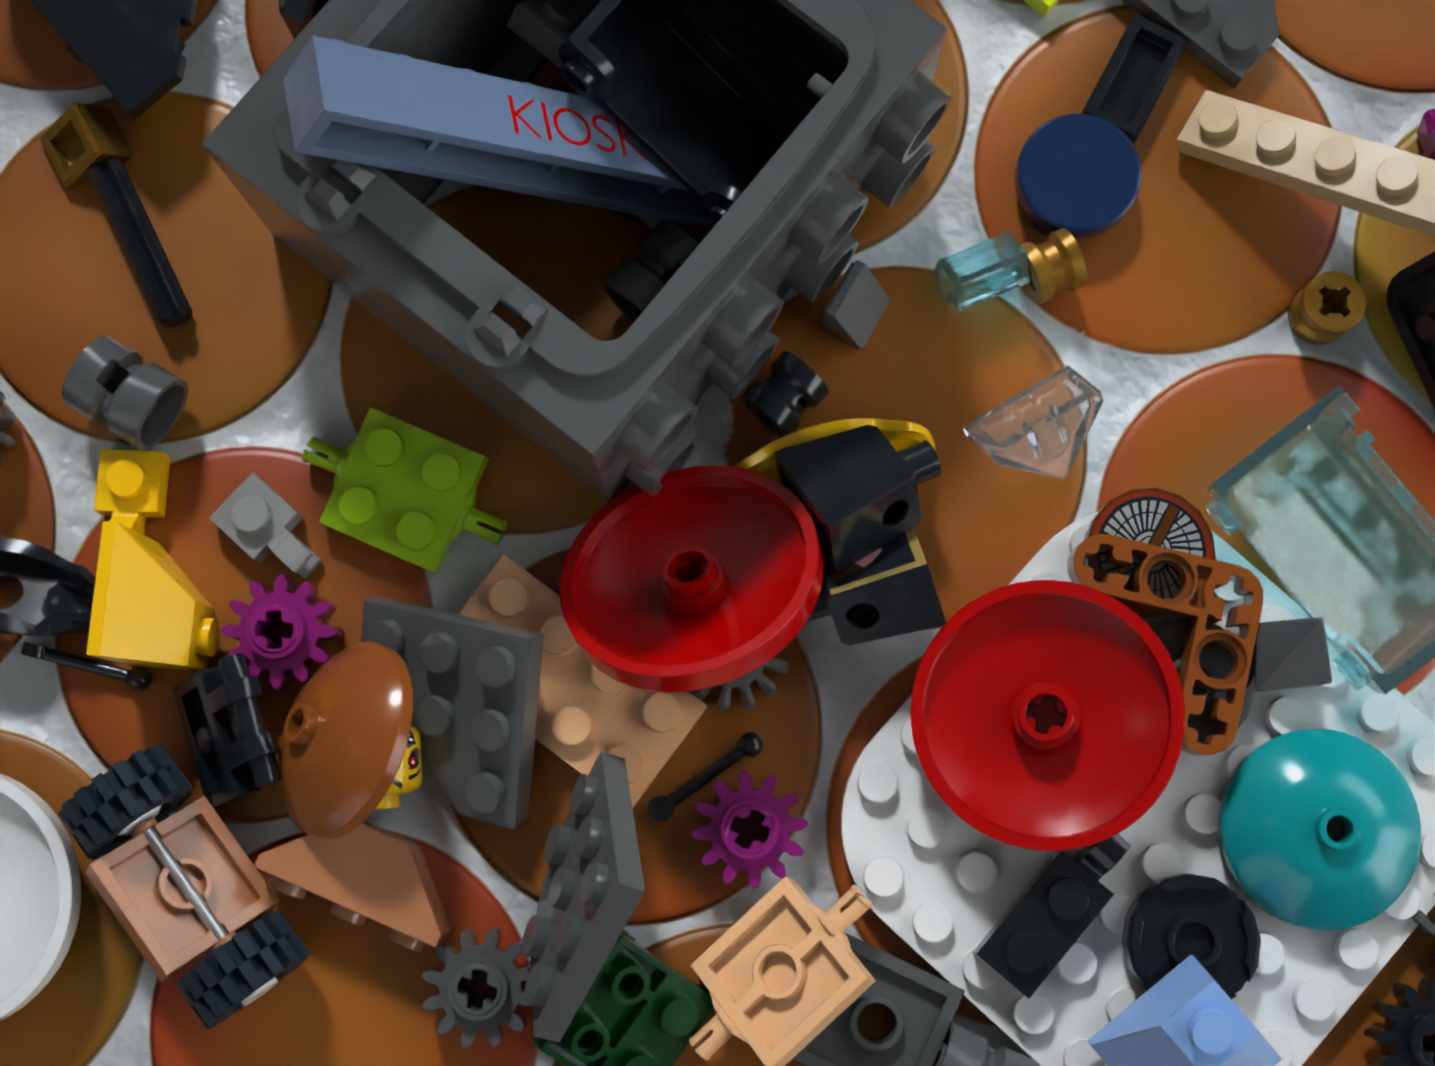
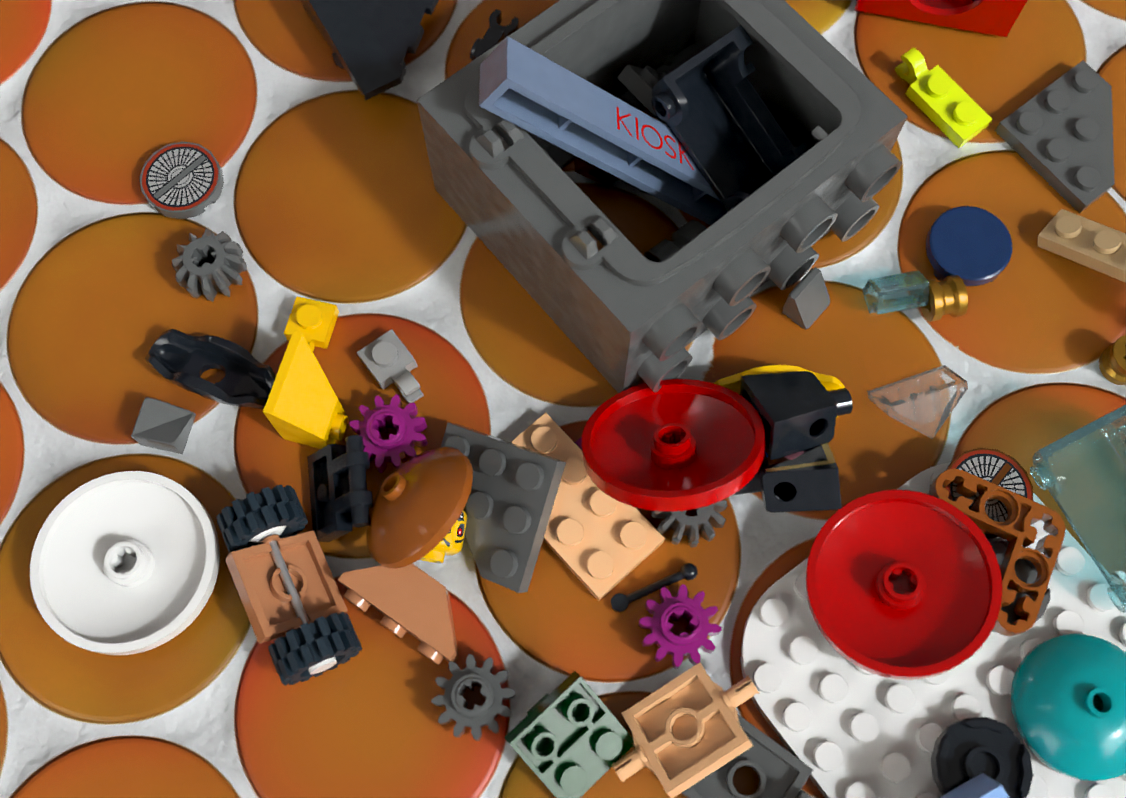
camera: 10 degrees right, 10 degrees down
(82, 139) = (329, 113): pearl gold slope -> none
(117, 388) = (317, 259): dark grey wheel -> none
(137, 678) = (285, 446): black hinge -> none
(140, 243) = (351, 177): black axle -> none
(404, 490) = (488, 360): lime plate -> none
(585, 896) = (561, 643): dark grey plate -> none
(784, 395) = (753, 345): black wheel -> none
(1050, 914) = (883, 726): black plate -> none
(1135, 75) = (1016, 191): black tile -> none
(1290, 655) = (1079, 579): dark grey slope -> none

